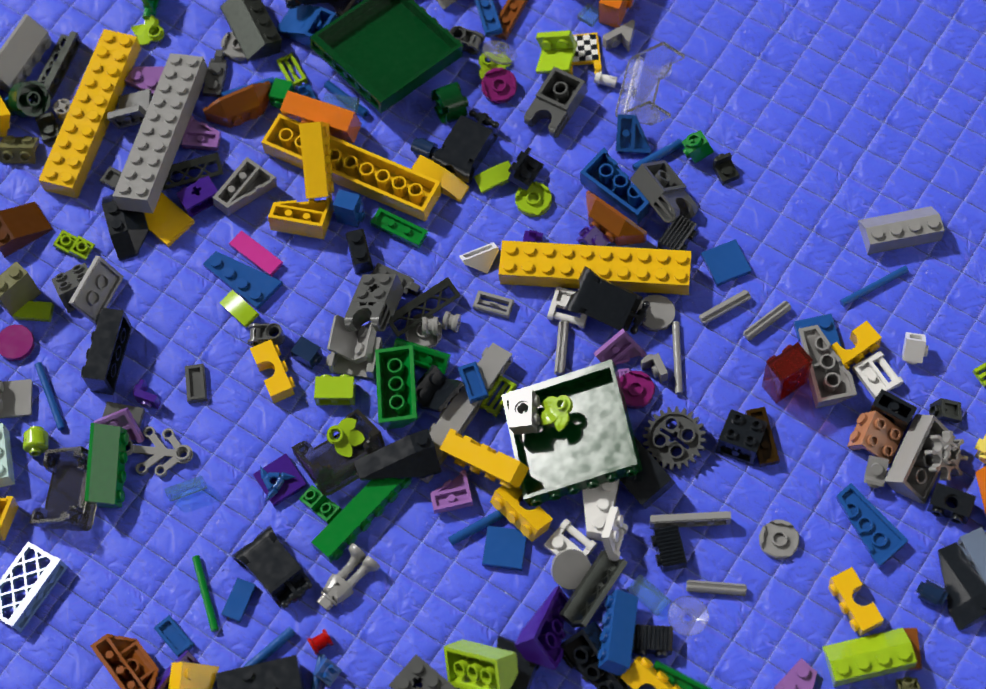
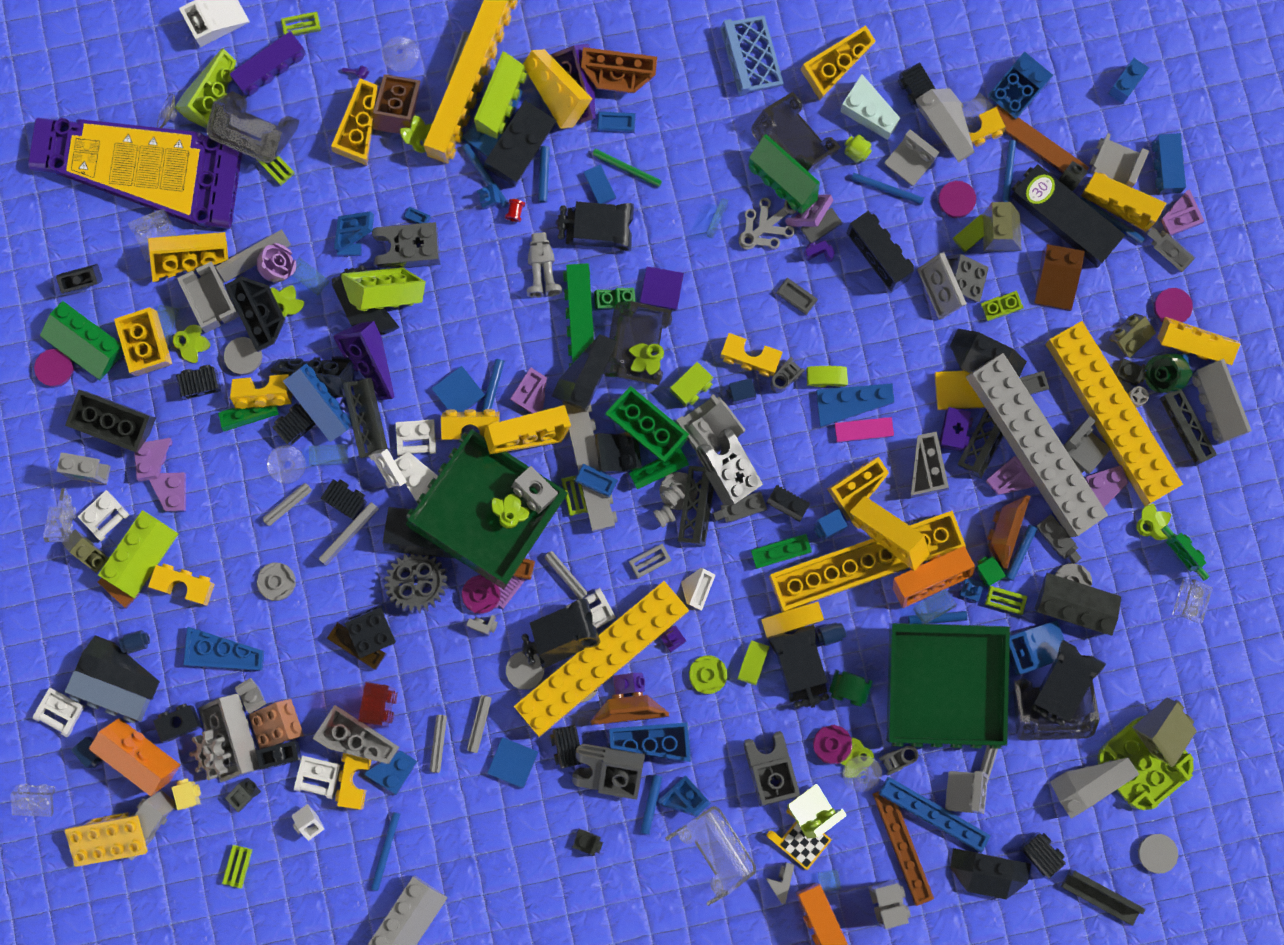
camera: 125 degrees right, 15 degrees up
(273, 488) = (660, 288): blue piece -> none
(525, 170) = (733, 688): black bracket -> none
(569, 568) = (396, 418): light grey tile -> none
(604, 79) = (756, 831): white pin -> none
(619, 349) = (520, 611): medium lavender wing -> none
(677, 358) = (475, 649): light grey bar -> none
(696, 147) = (624, 837): green brick -> none

